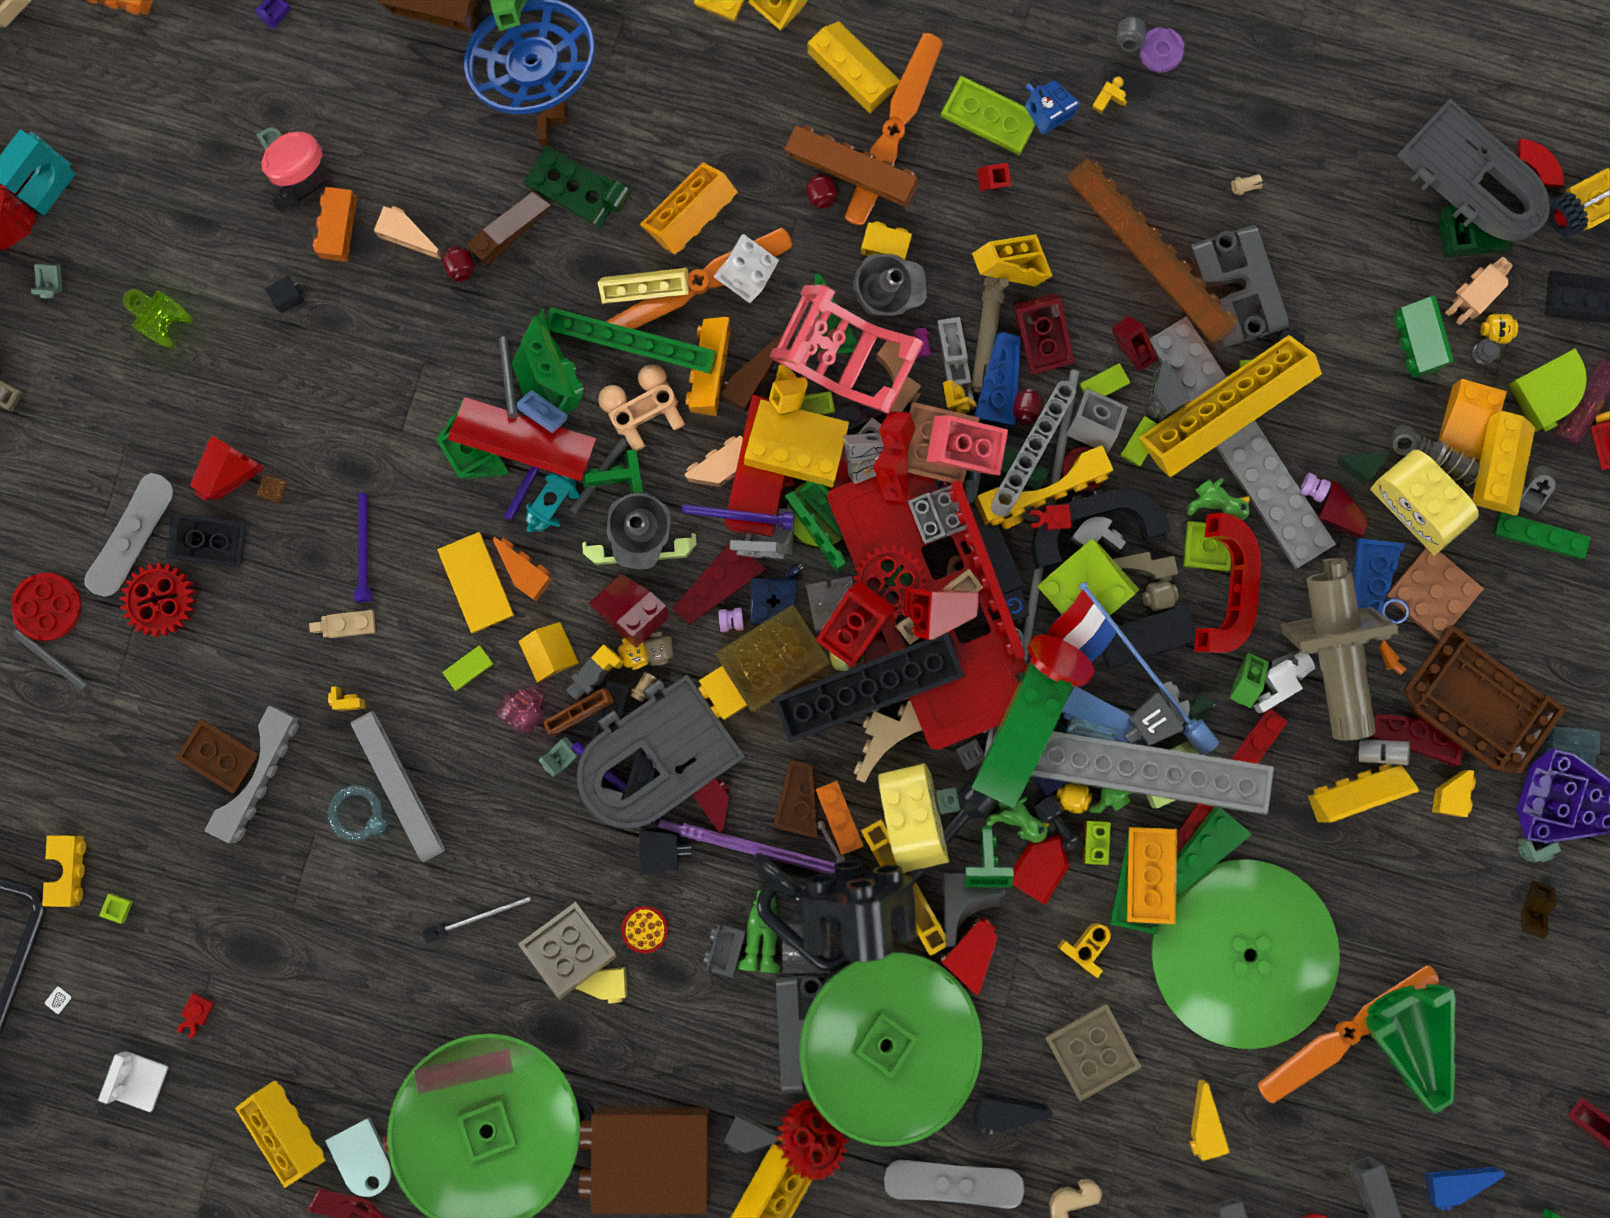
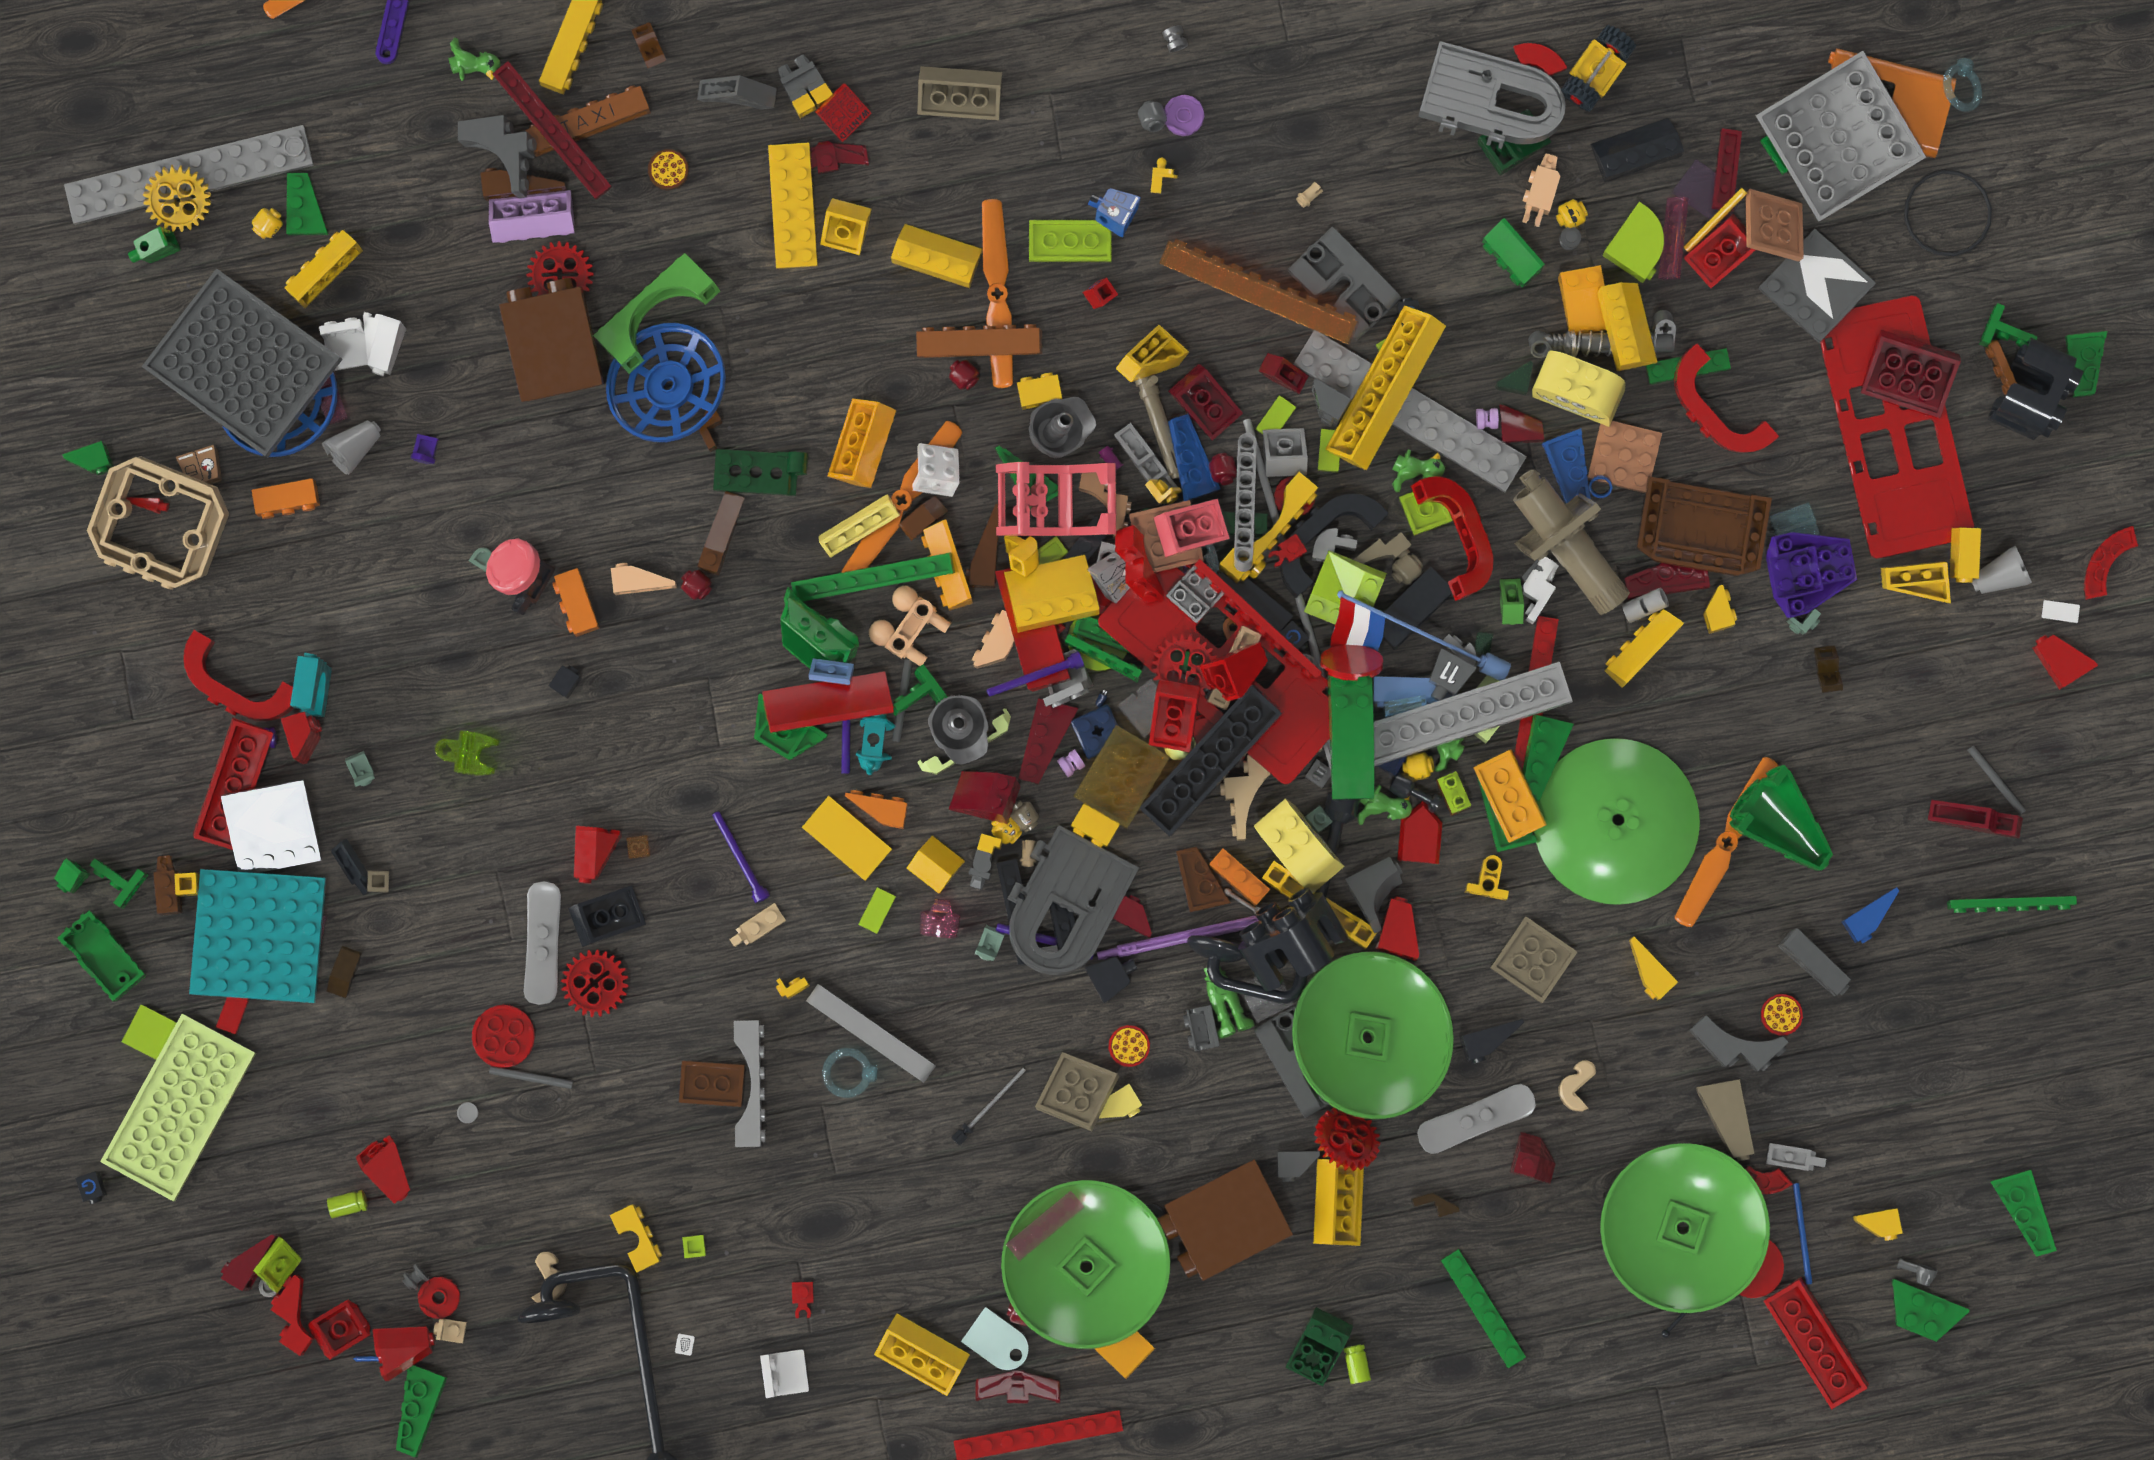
camera: 30 degrees left, 0 degrees up
(508, 378) = (787, 657): dark grey bar -> none
(578, 712) = (986, 899): dark orange piece -> none
(710, 307) = (923, 518): none -> reddish brown slope
(989, 874) = (1381, 859): green bracket -> none
(1390, 658) = (1615, 526): orange bar -> none
(1537, 594) = (1700, 412): none -> red arch

